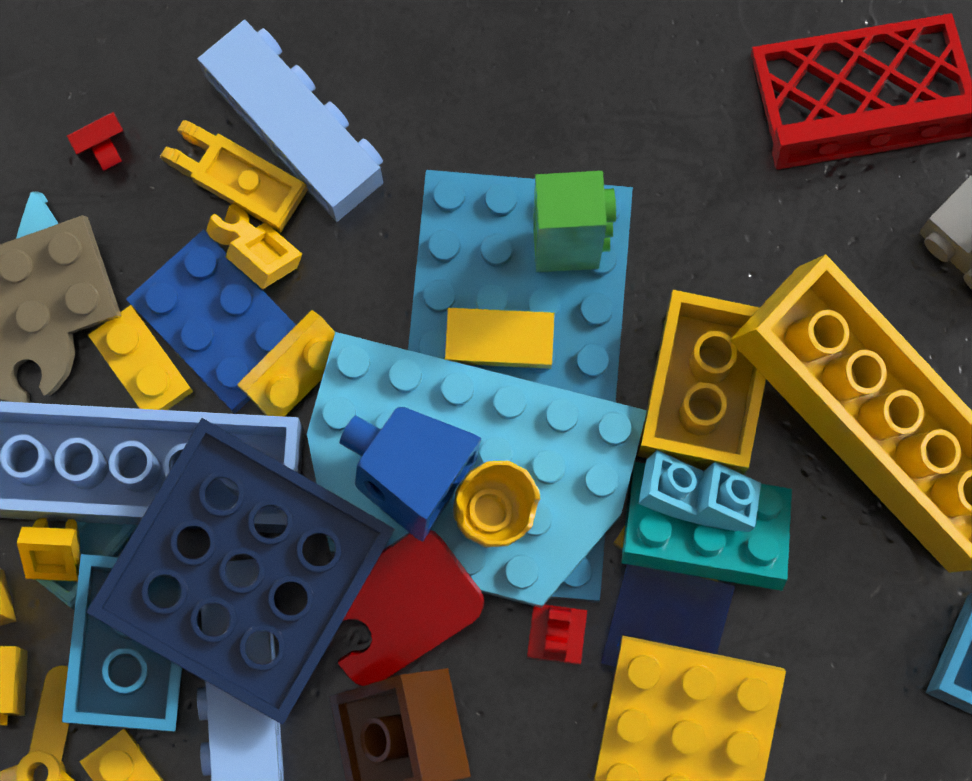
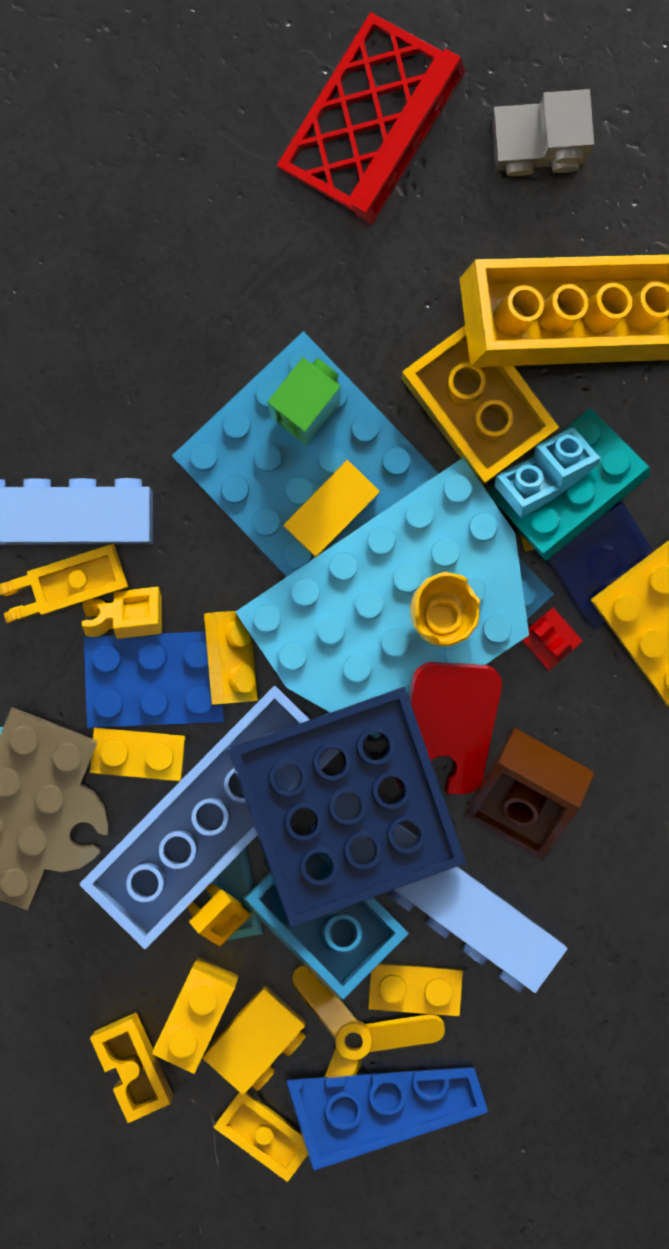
camera: 50 degrees left, 10 degrees up
(410, 465) = (373, 642): blue torso -> none

